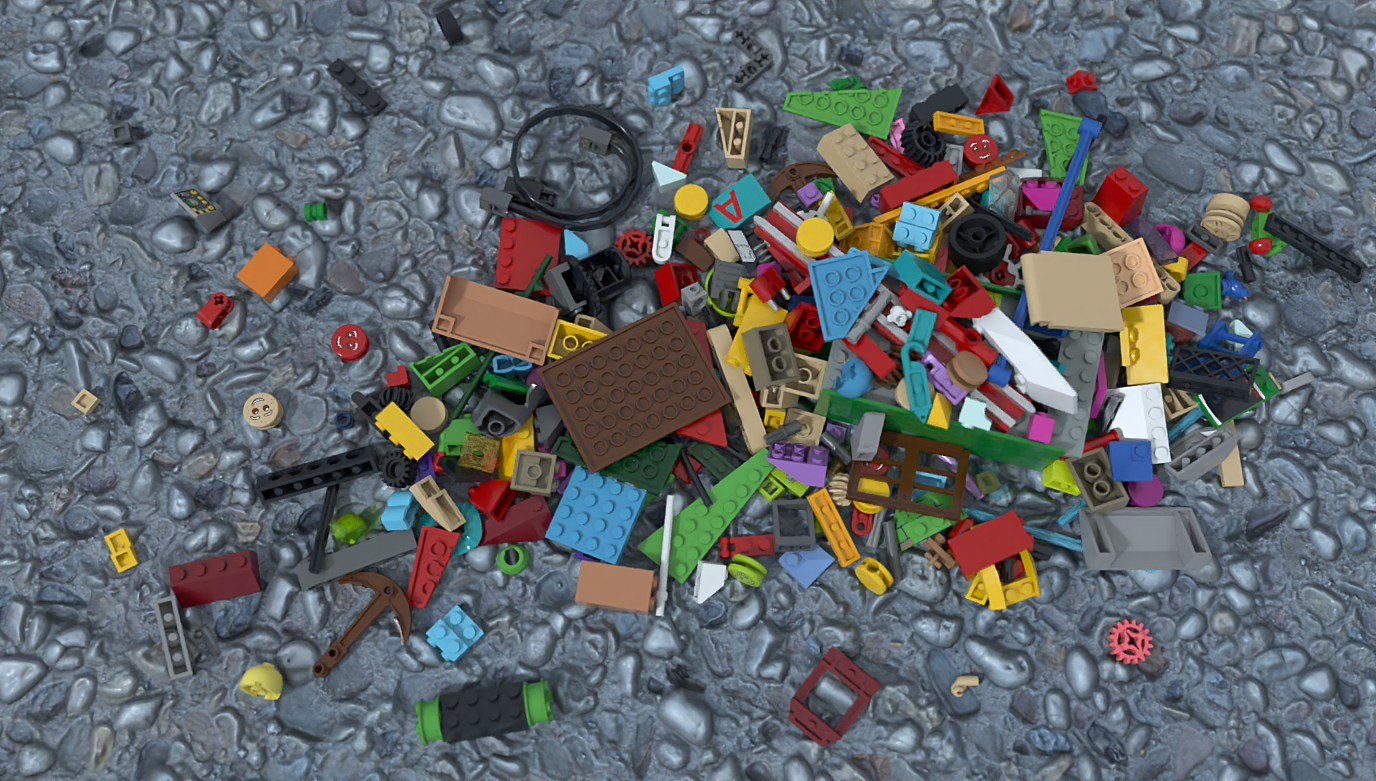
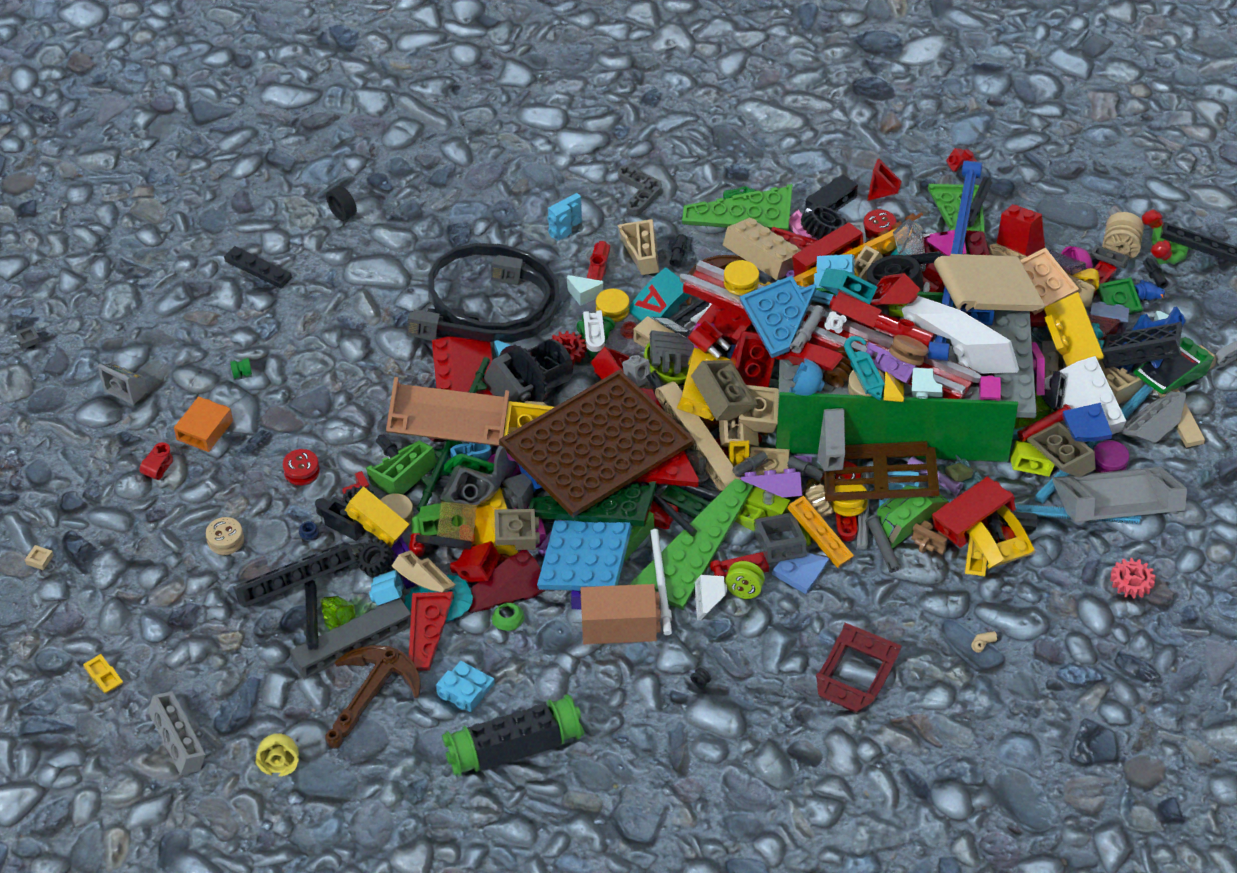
camera: 10 degrees left, 25 degrees down
(216, 579) = (209, 677): dark red slope -> none
(694, 253) = (625, 343): reddish brown slope -> none
(743, 284) = (686, 349): yellow brick -> none
(874, 575) = (870, 563): yellow head -> none
(921, 328) = (858, 326): teal tile -> none
(957, 124) = (851, 204): light orange plate -> none

